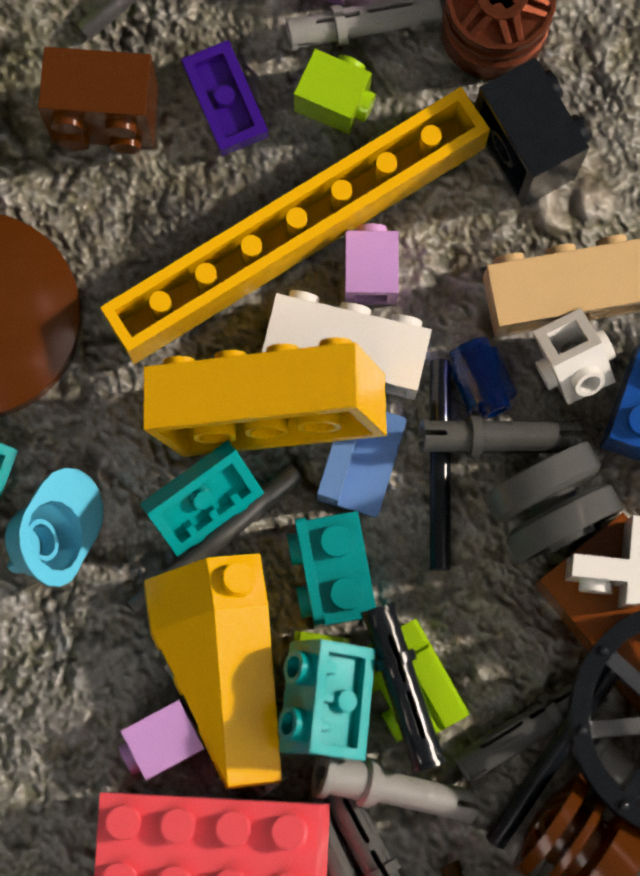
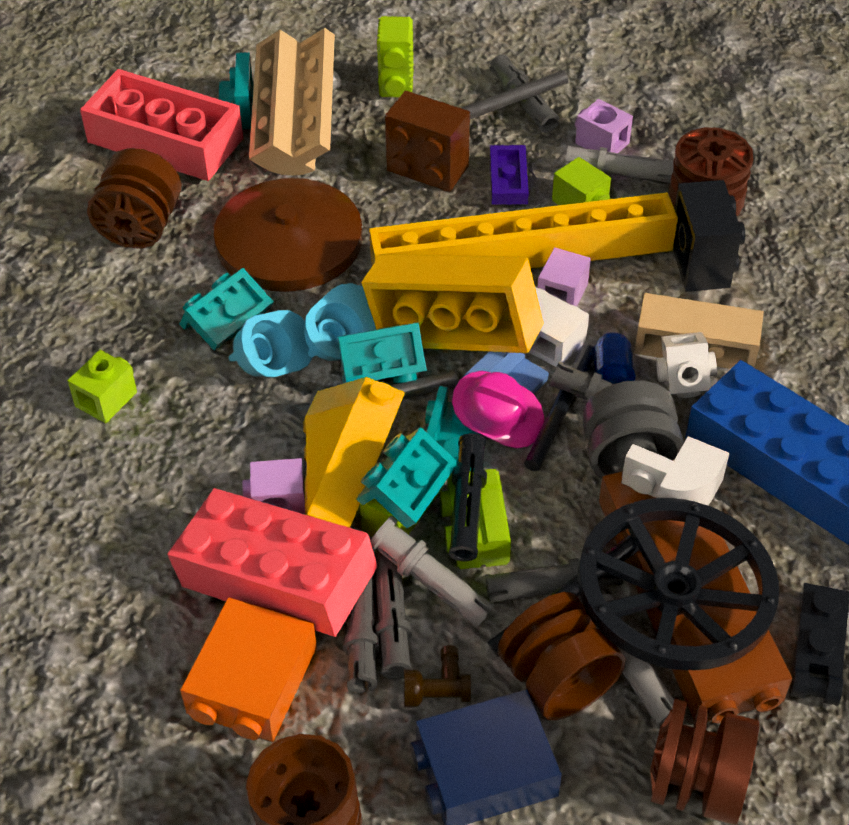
camera: 25 degrees right, 30 degrees down
(124, 465) = (338, 313): none -> medium azure piece
(373, 515) = (498, 408): none -> dark pink piece

